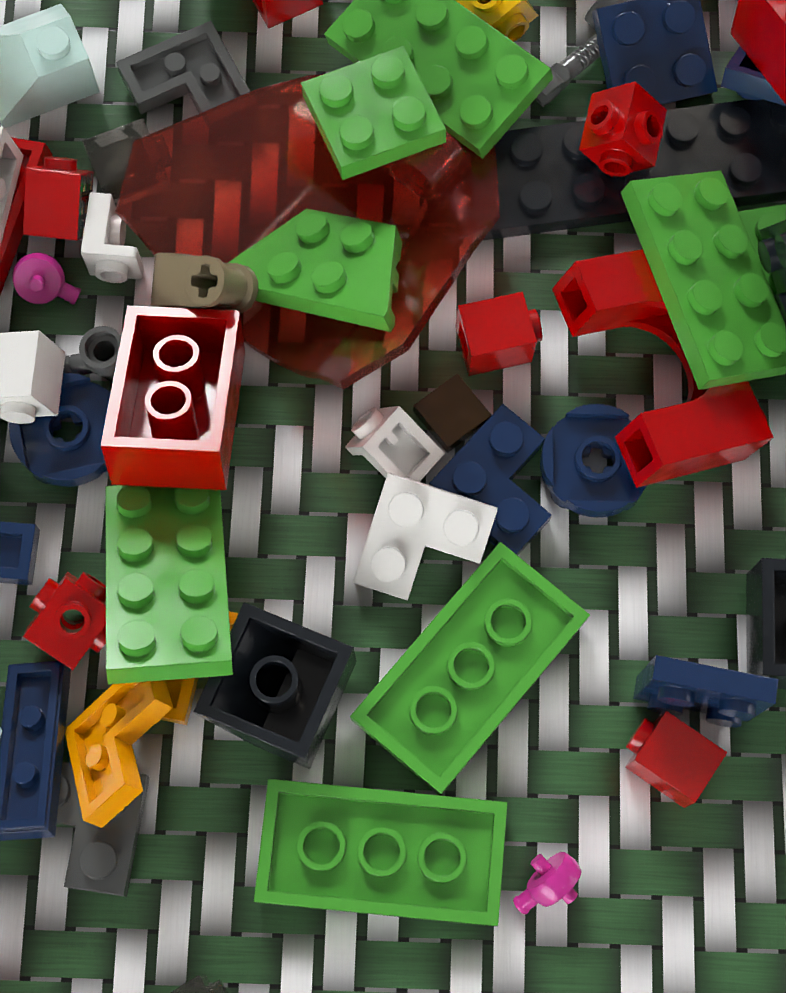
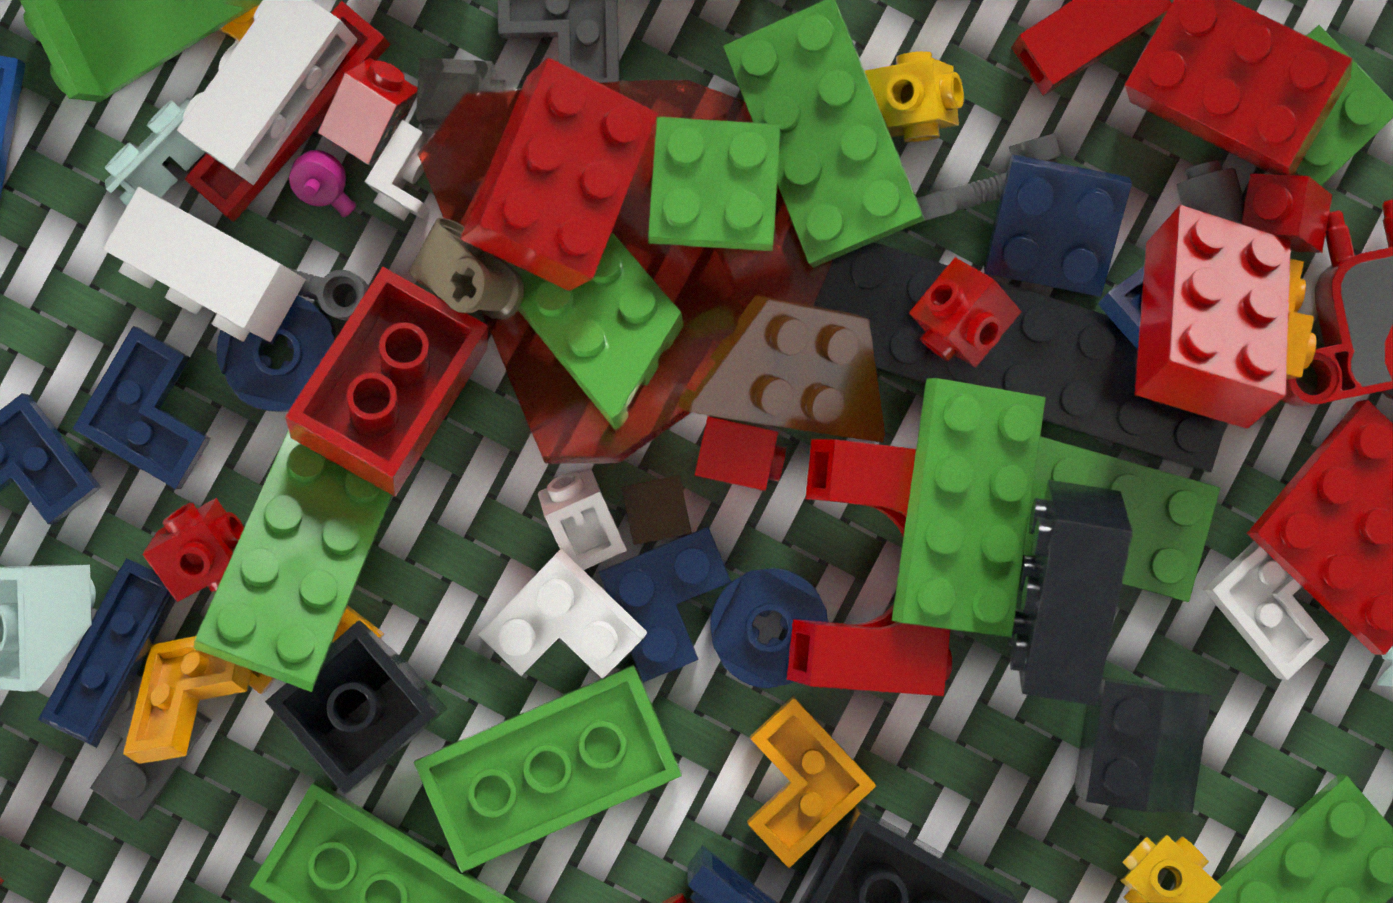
camera: 30 degrees right, 15 degrees up
(243, 161) = (559, 175): none -> red brick
(508, 230) = (795, 371): none -> reddish brown wing
(708, 564) = (820, 785): none -> light orange plate

